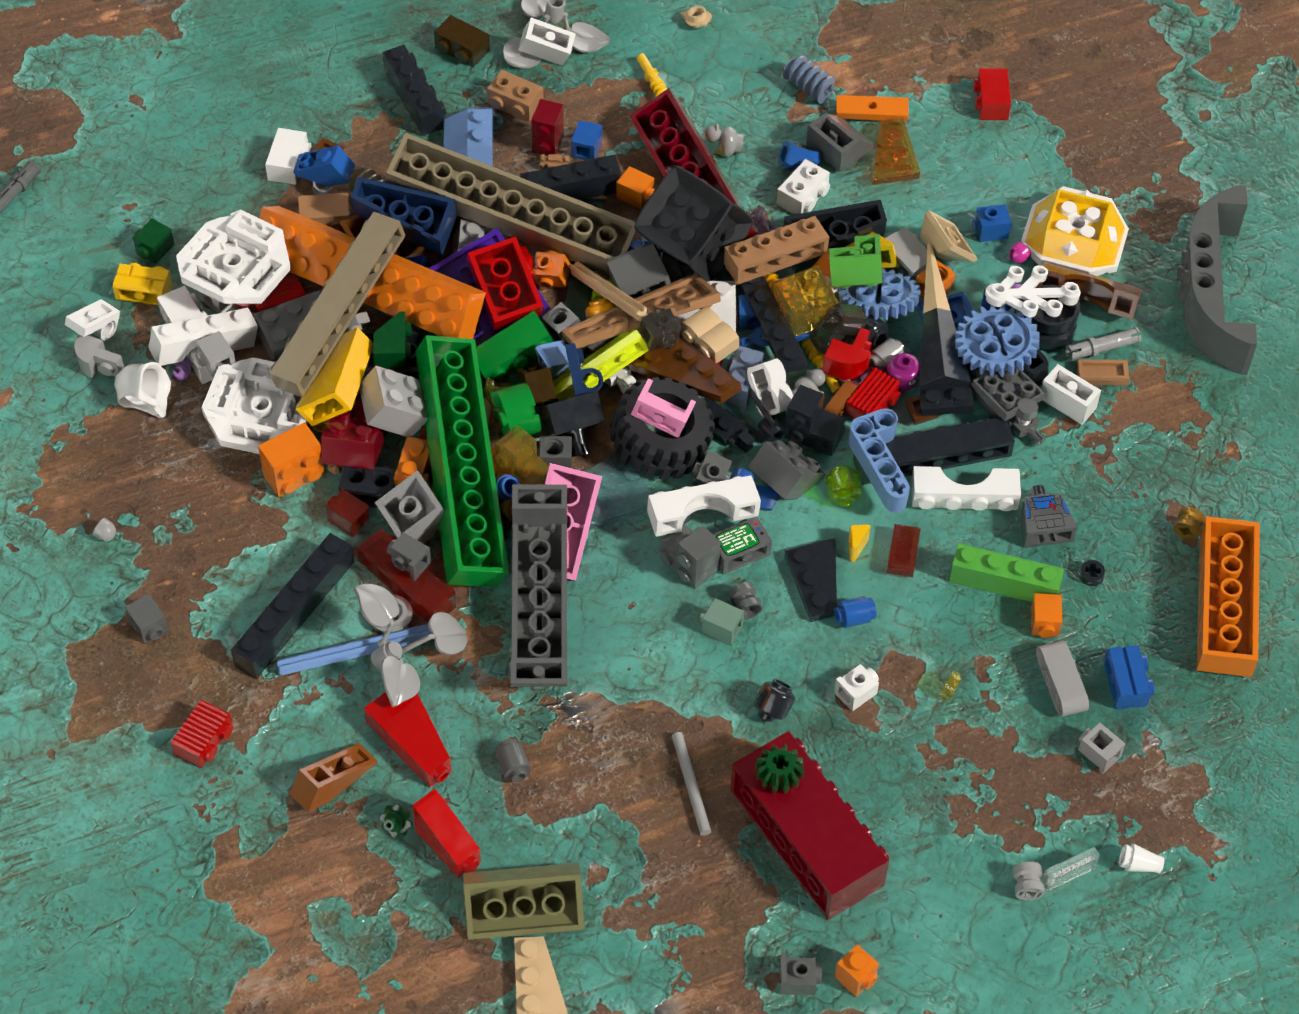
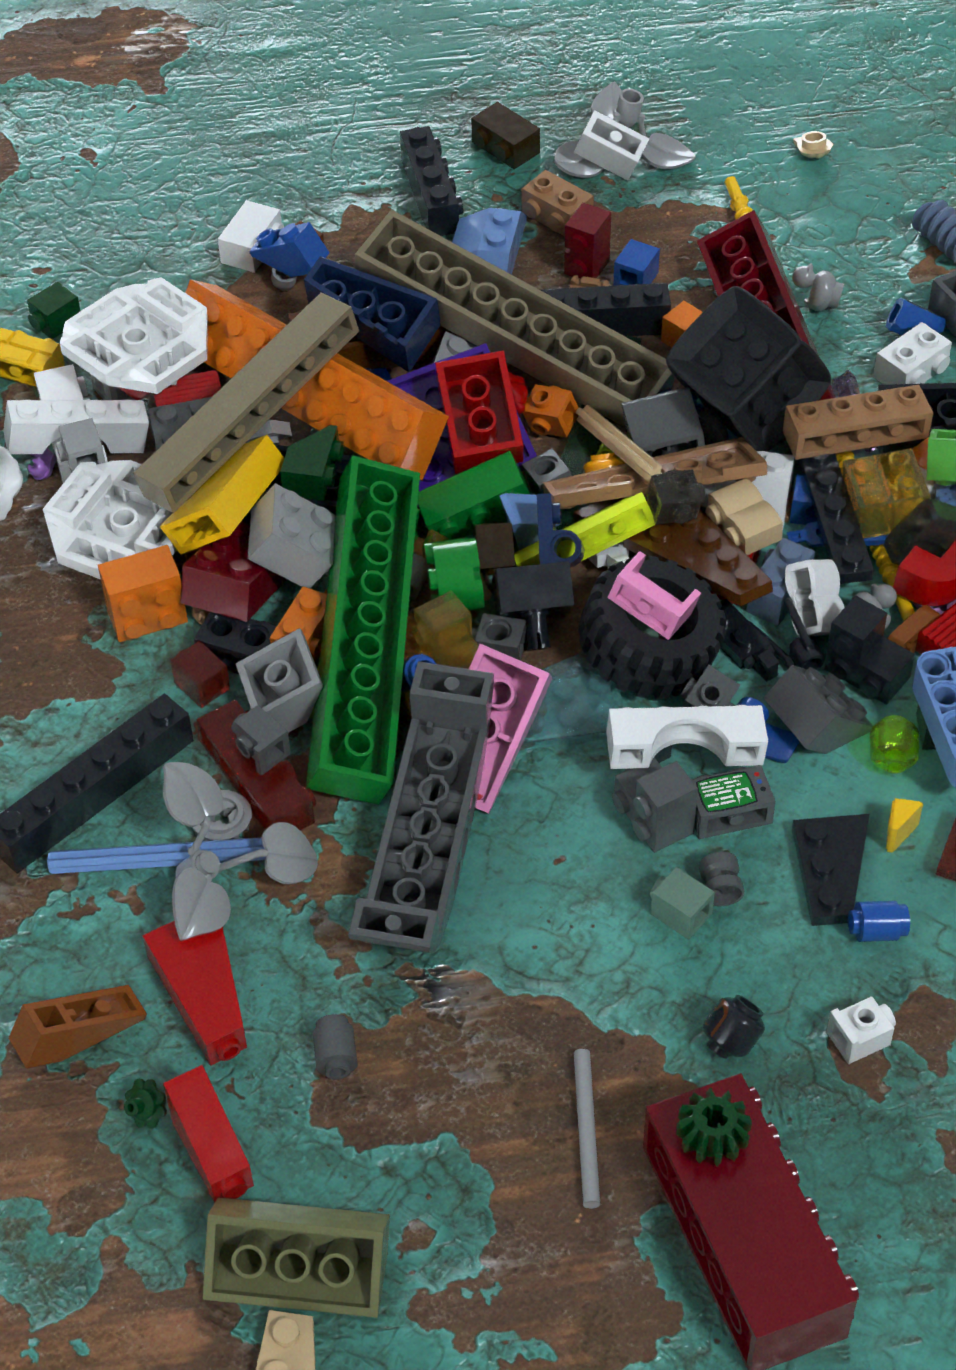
camera: 15 degrees right, 5 degrees down
(325, 208) = (276, 297): medium nougat brick -> none

